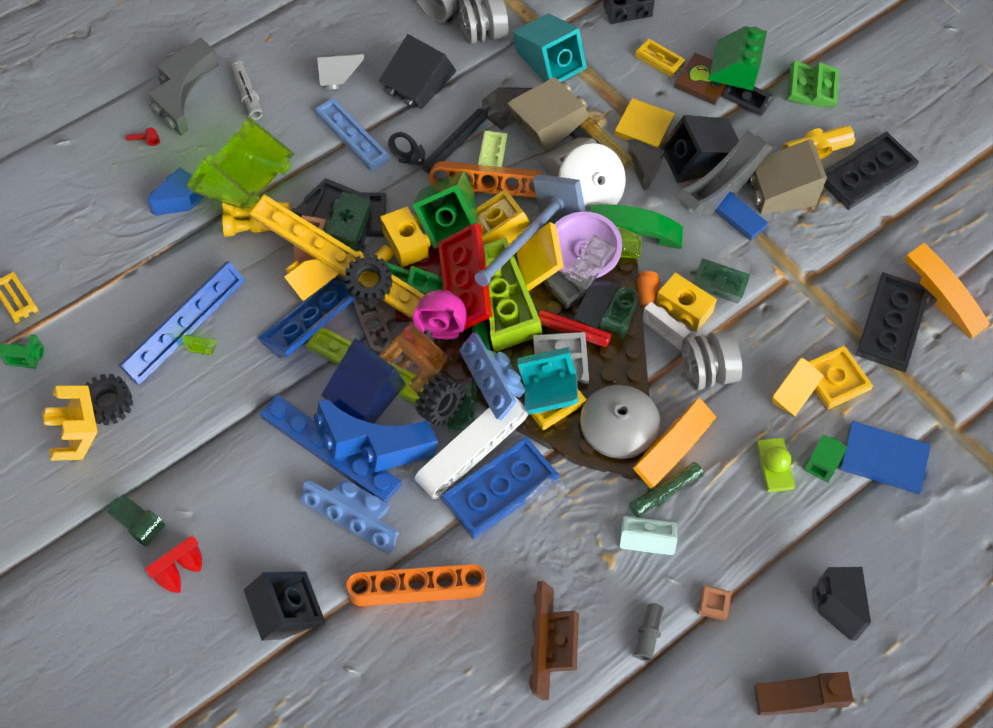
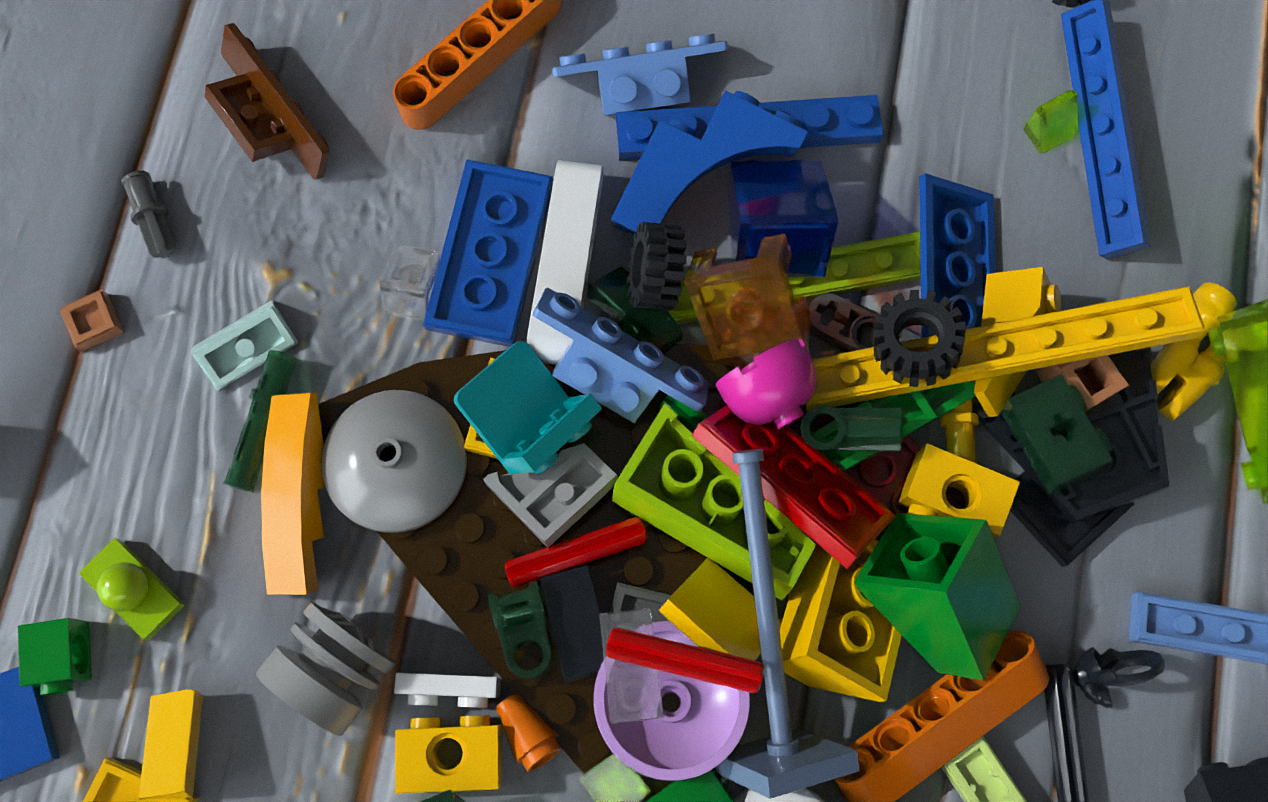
camera: 140 degrees right, 15 degrees up
(423, 274) = (858, 429): none -> clear green piece
(570, 239) = (685, 660): none -> red axle

